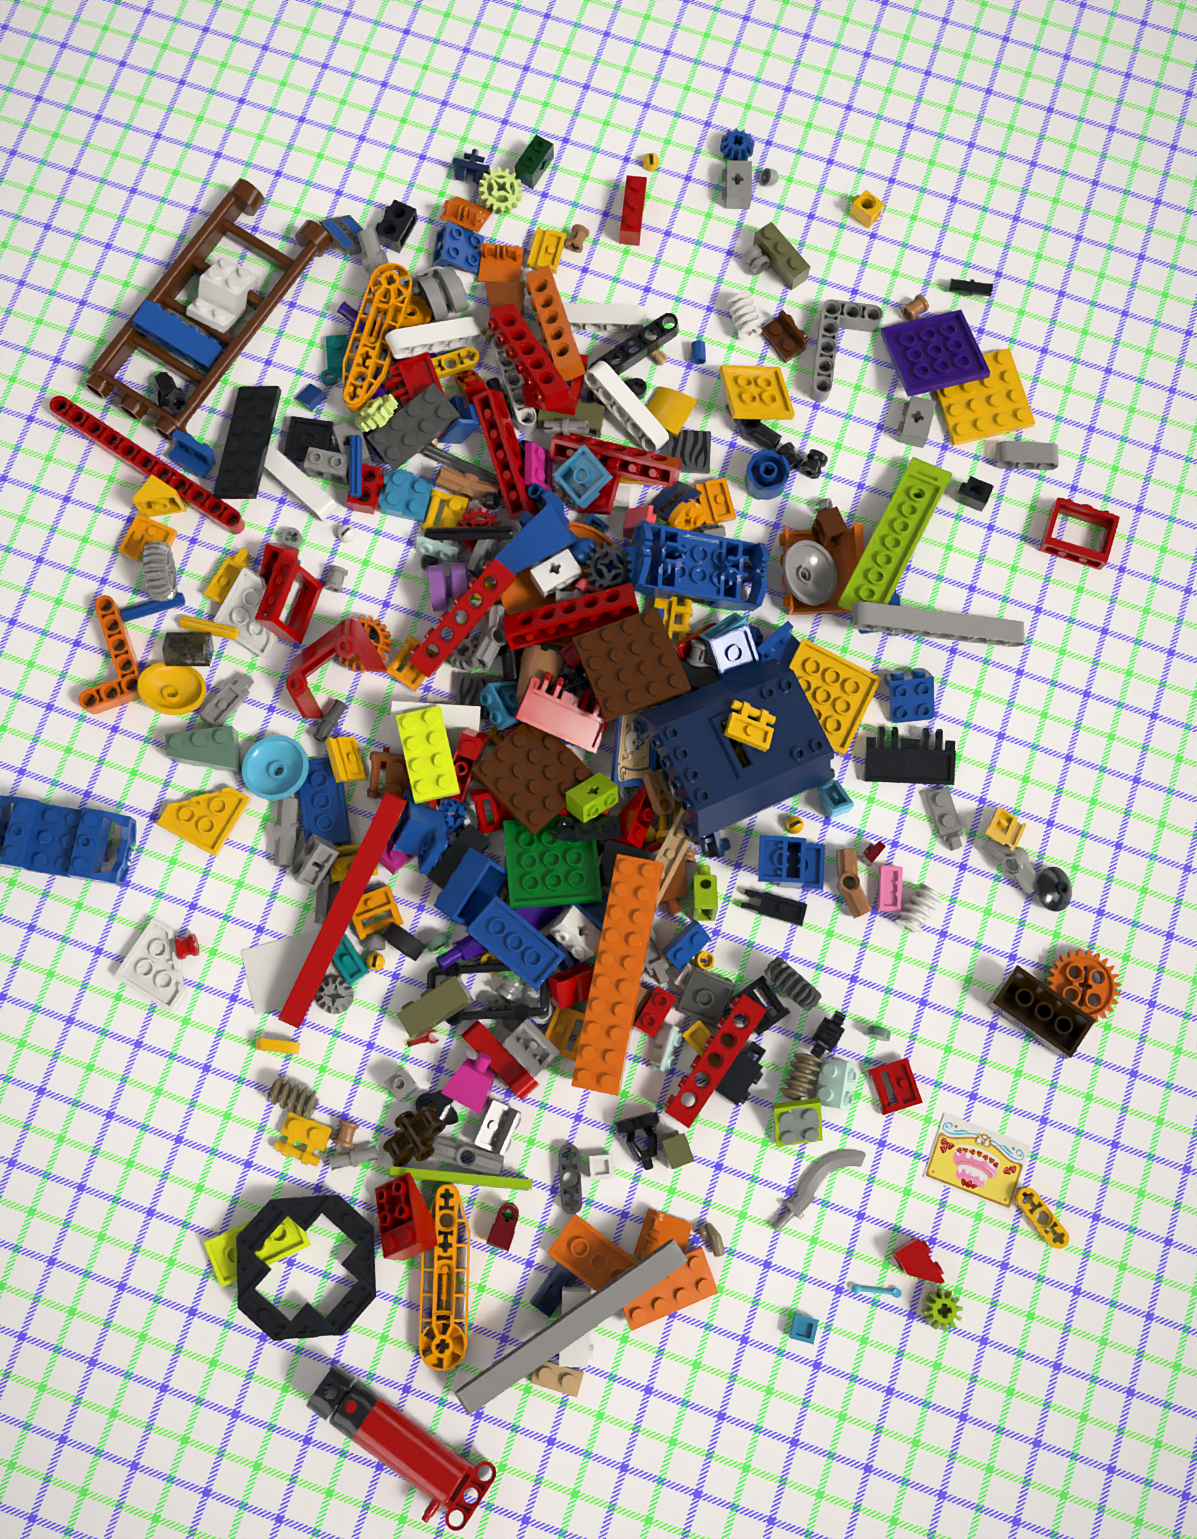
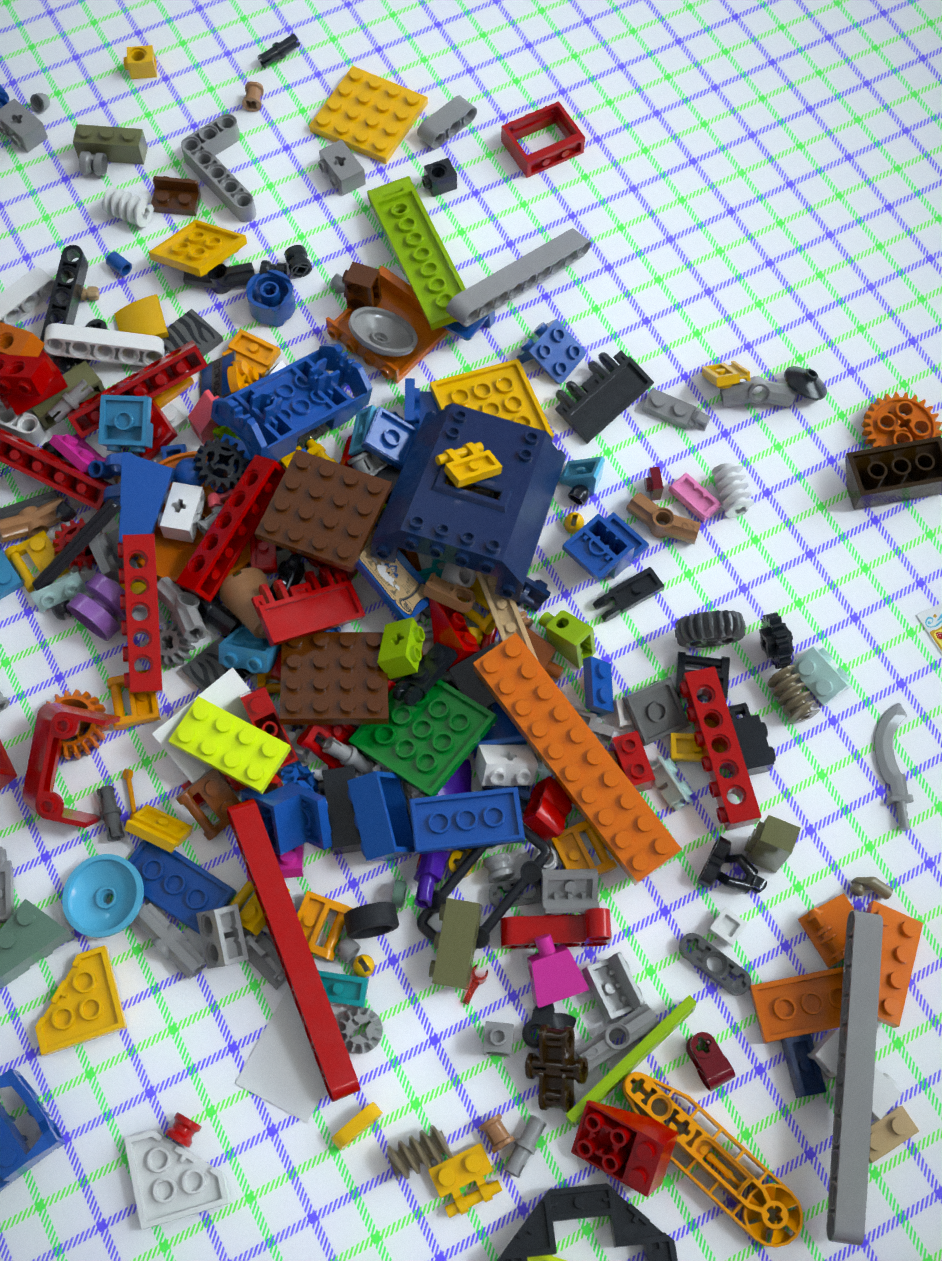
camera: 45 degrees left, 10 degrees down
(362, 707) = (128, 775): none -> light orange hinge
(493, 829) = (348, 755): none -> light grey pin
(704, 955) = (619, 682): yellow hinge -> none
(797, 1122) = (829, 729): piece -> none
(818, 810) = (579, 494): none -> black hinge
(879, 1033) = (808, 605): sand green tile -> none
(902, 1084) = (864, 623): red plate -> none
(935, 352) = (302, 110): dark purple plate -> none

